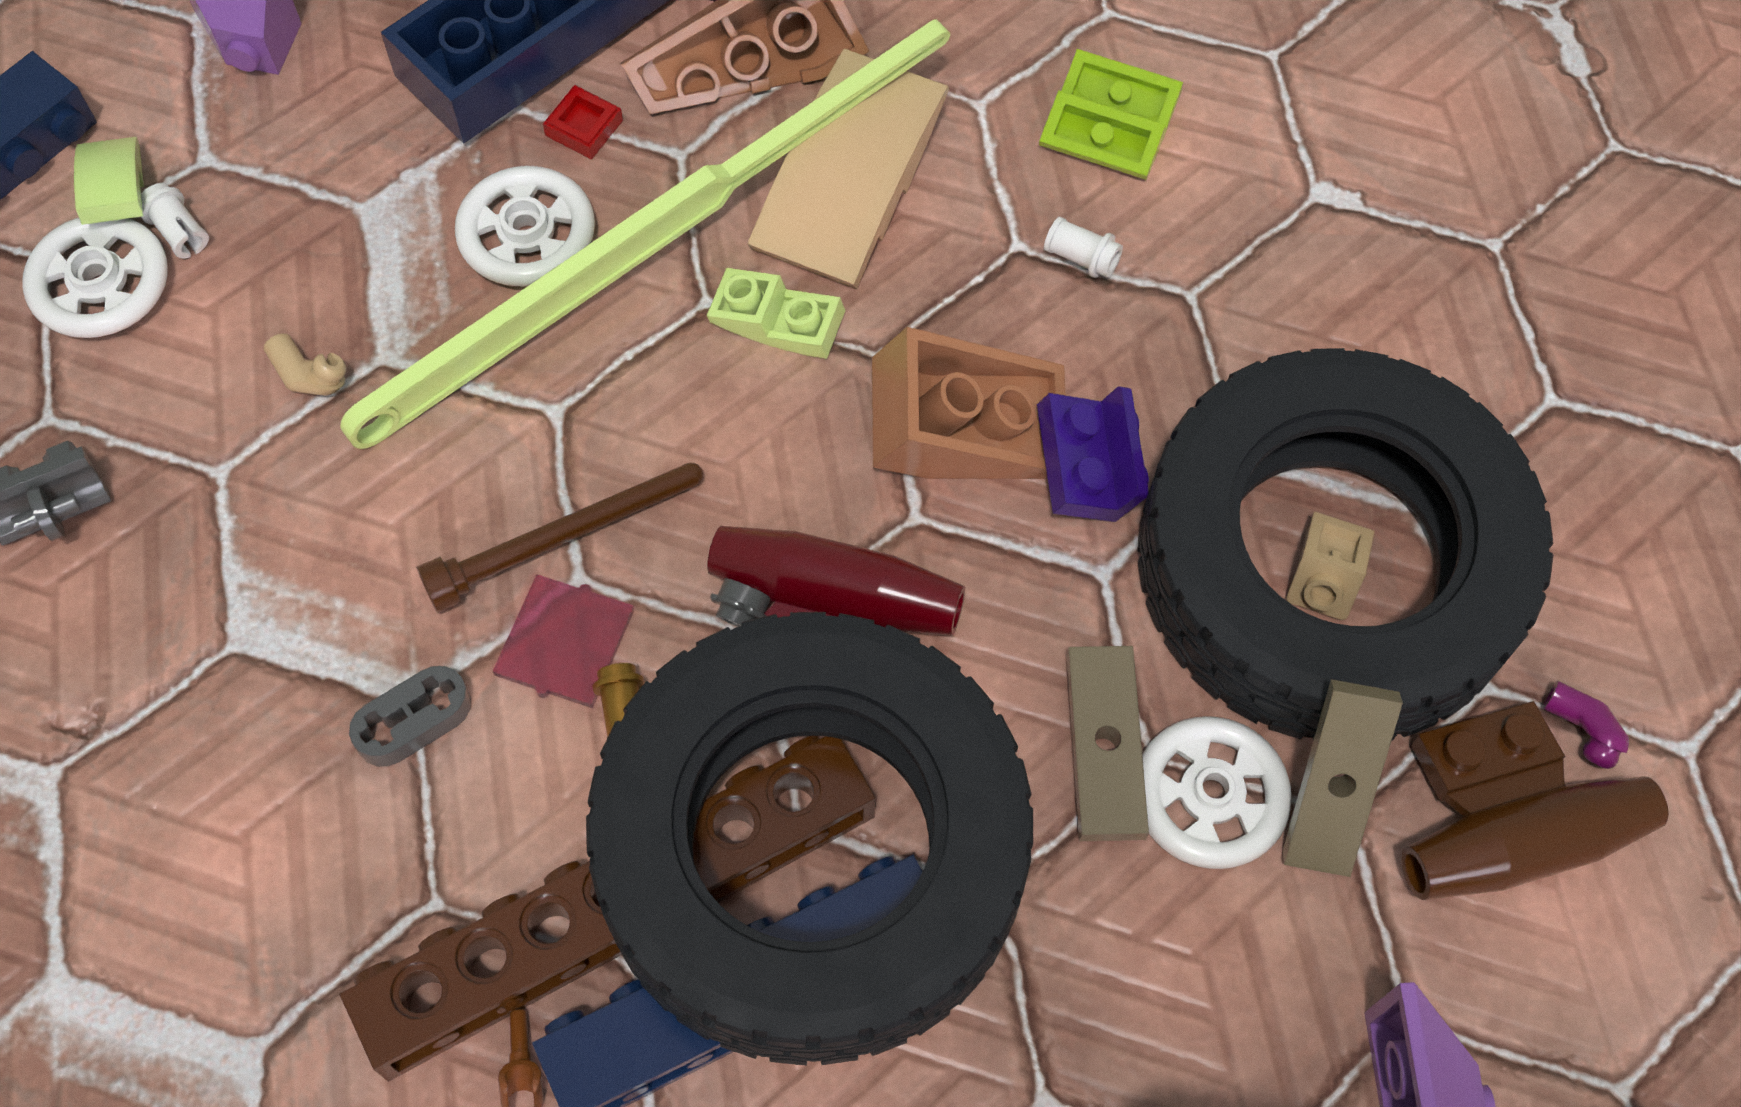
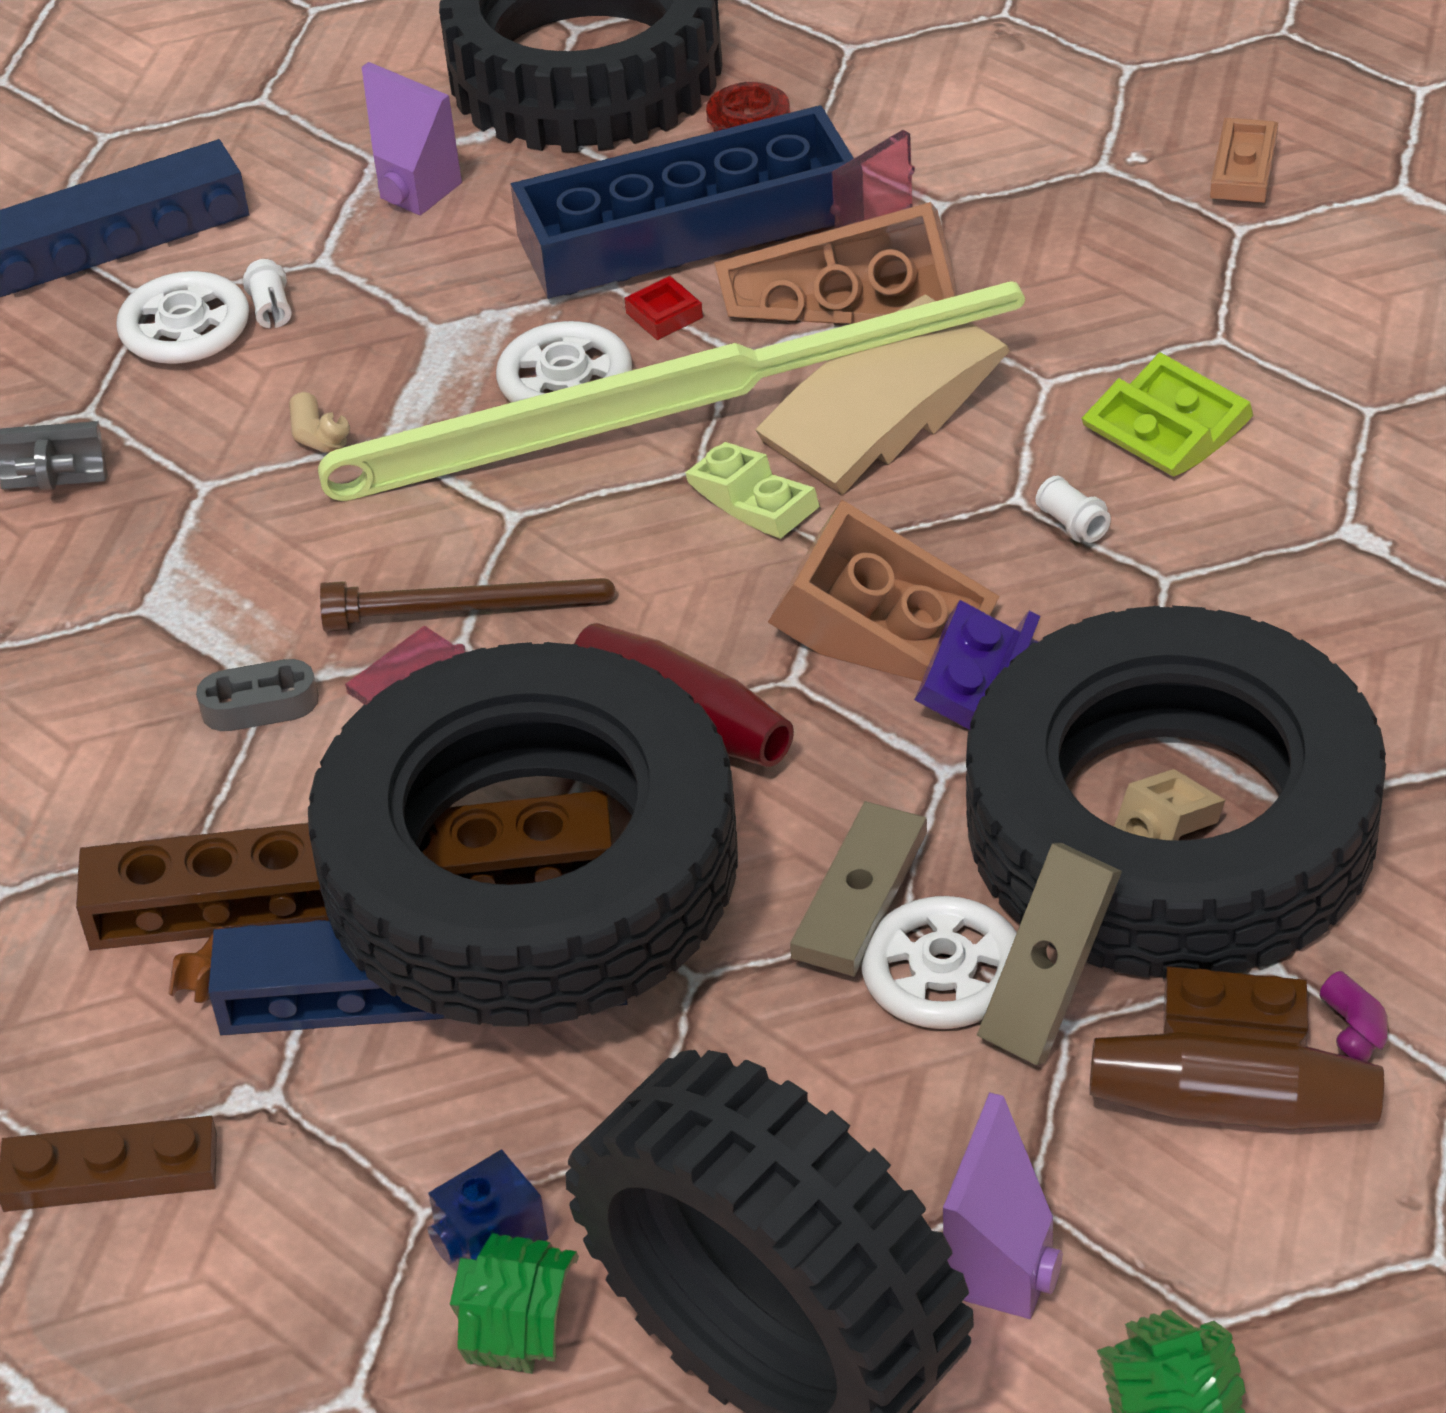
camera: 30 degrees right, 20 degrees down
(108, 180) = (229, 249): yellowish green slope -> none

